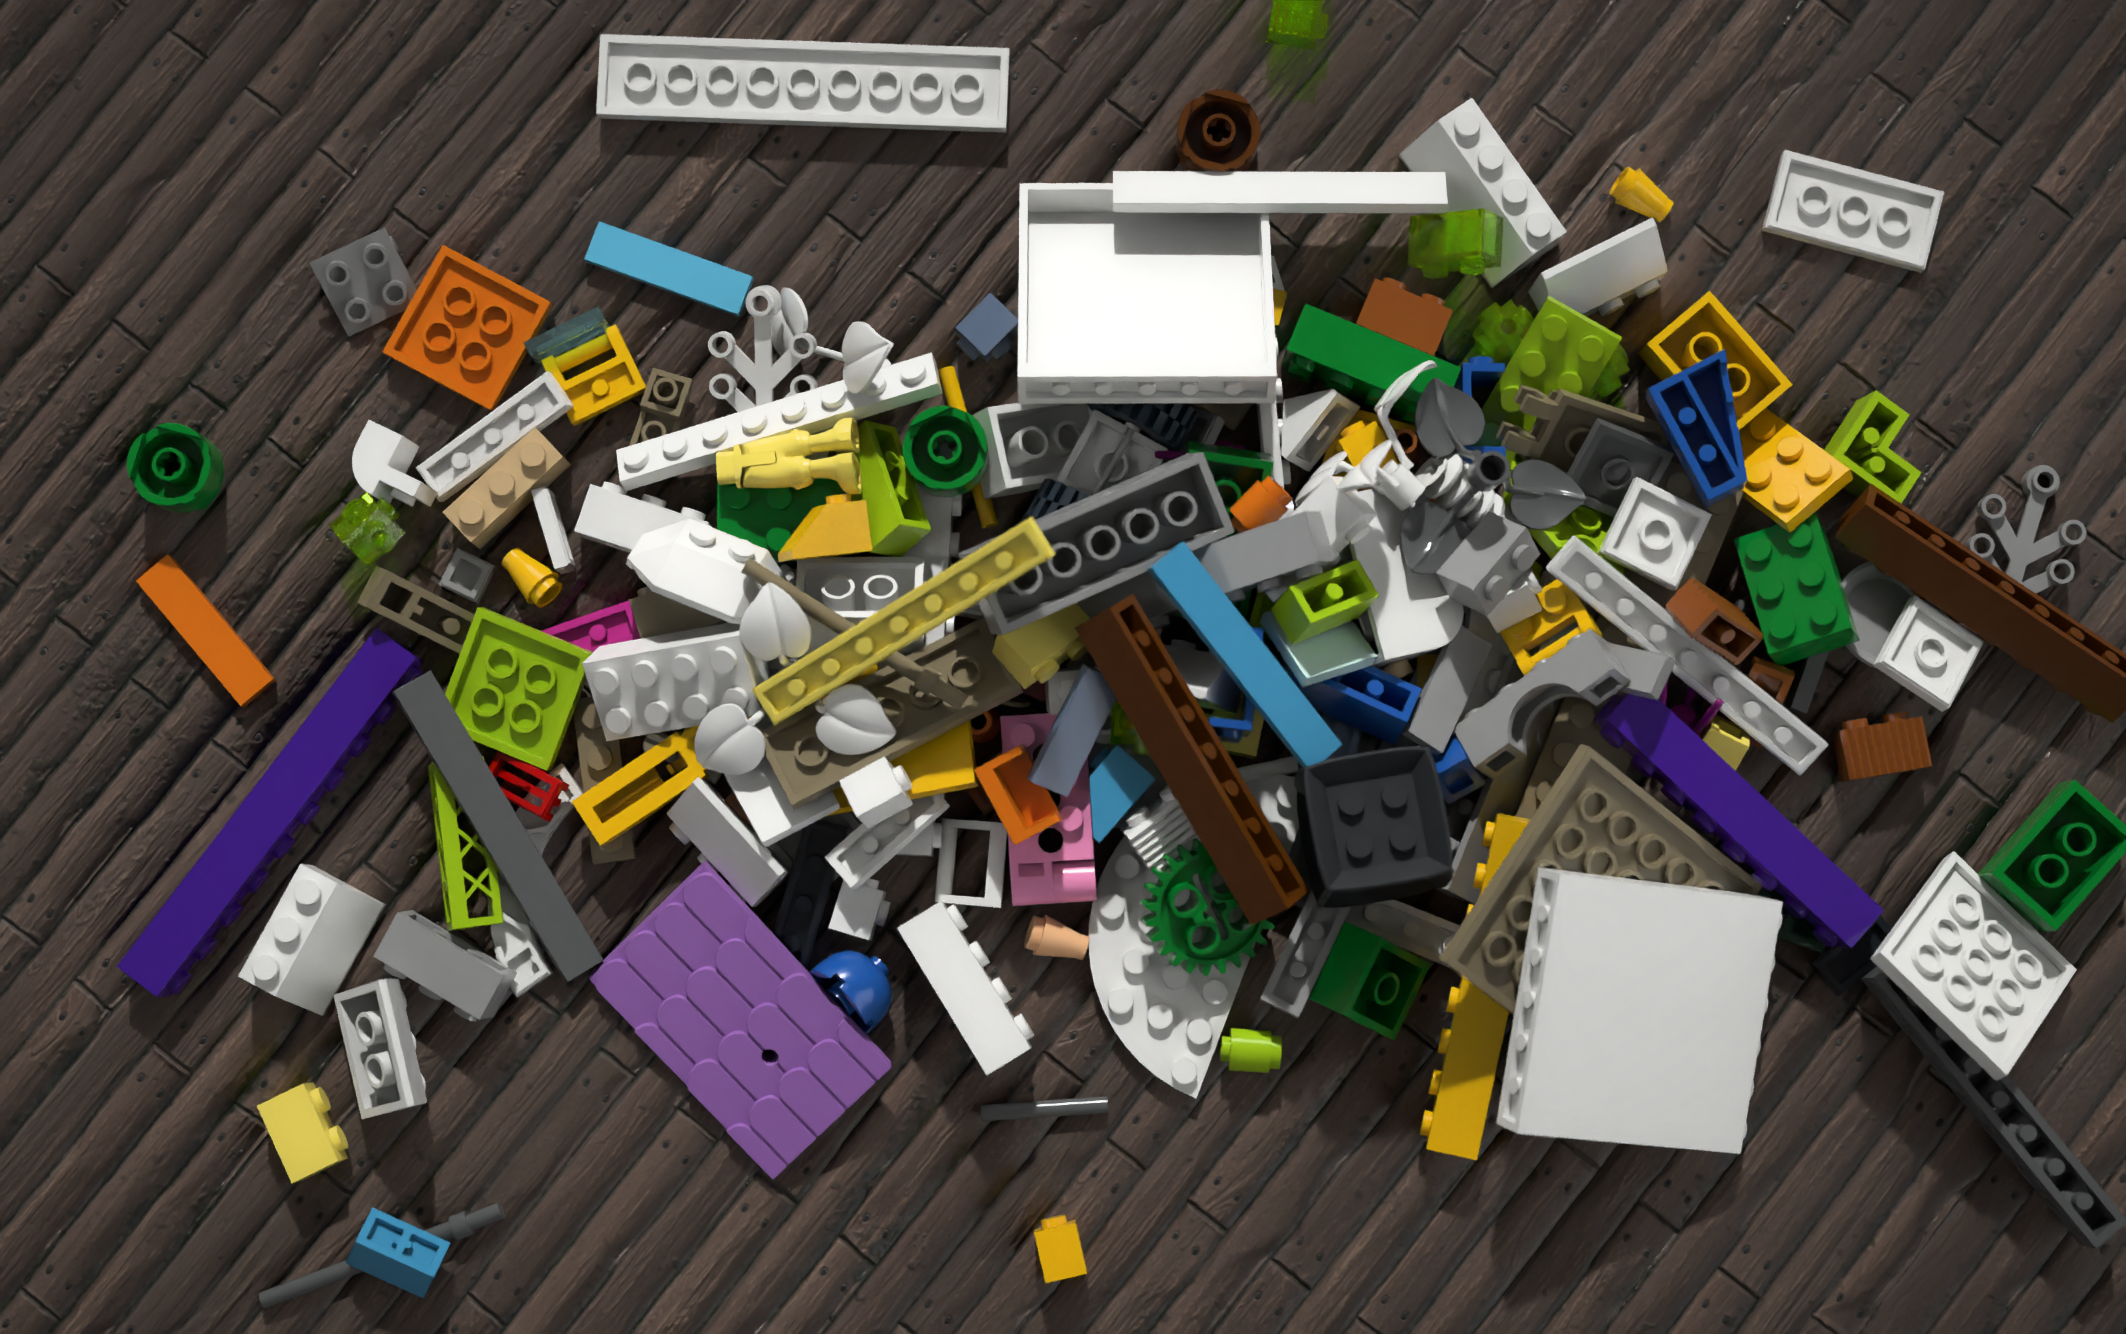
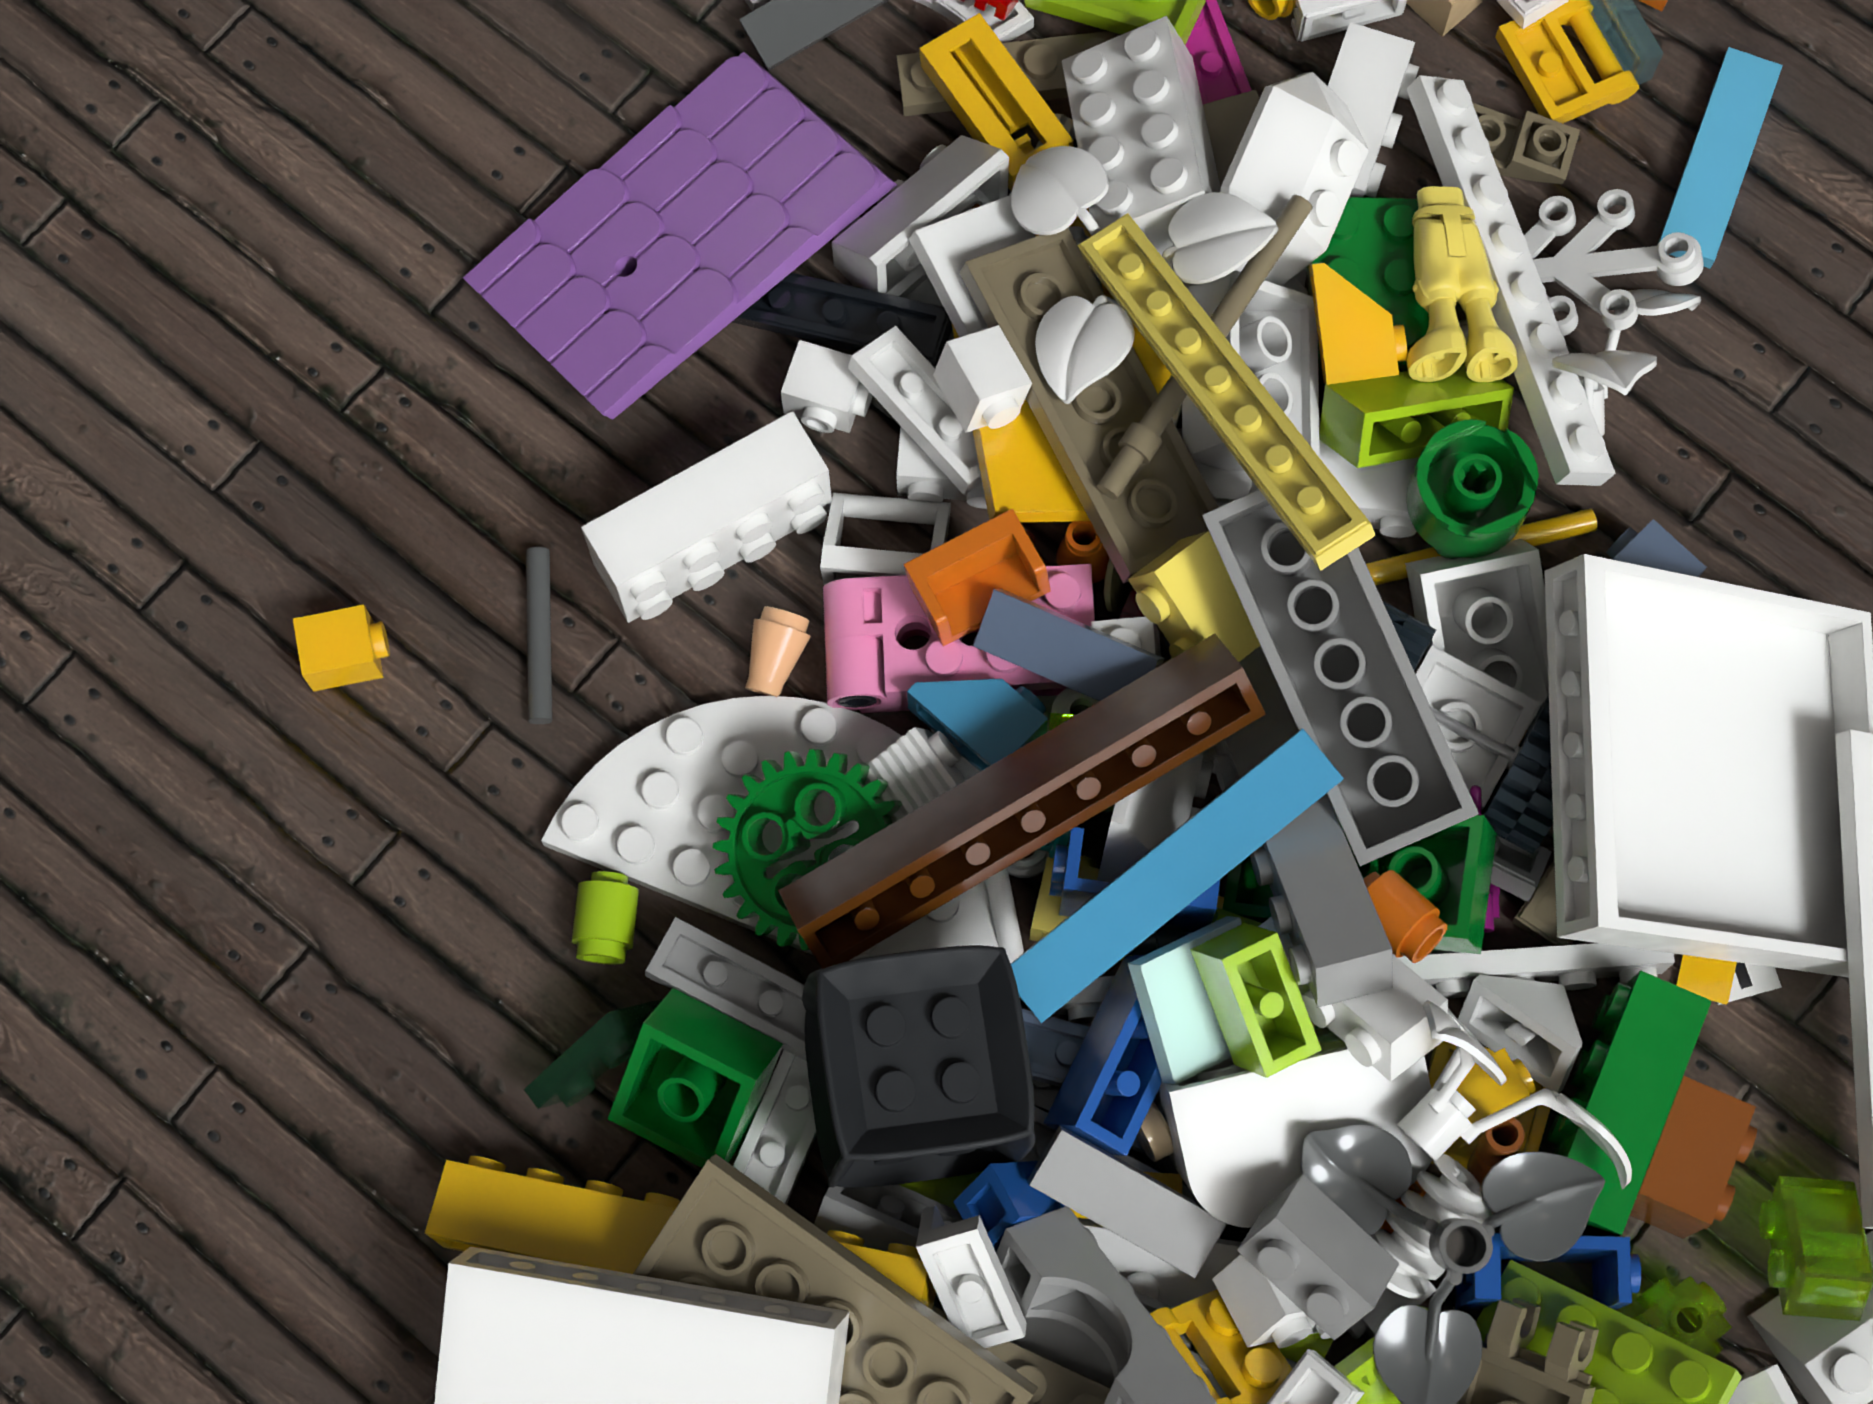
camera: 90 degrees right, 10 degrees down
(857, 986) = (717, 379): blue cylinder -> none
(1344, 1042) = (597, 1051): none -> clear green wing
(1508, 791) = (969, 1279): none -> white panel

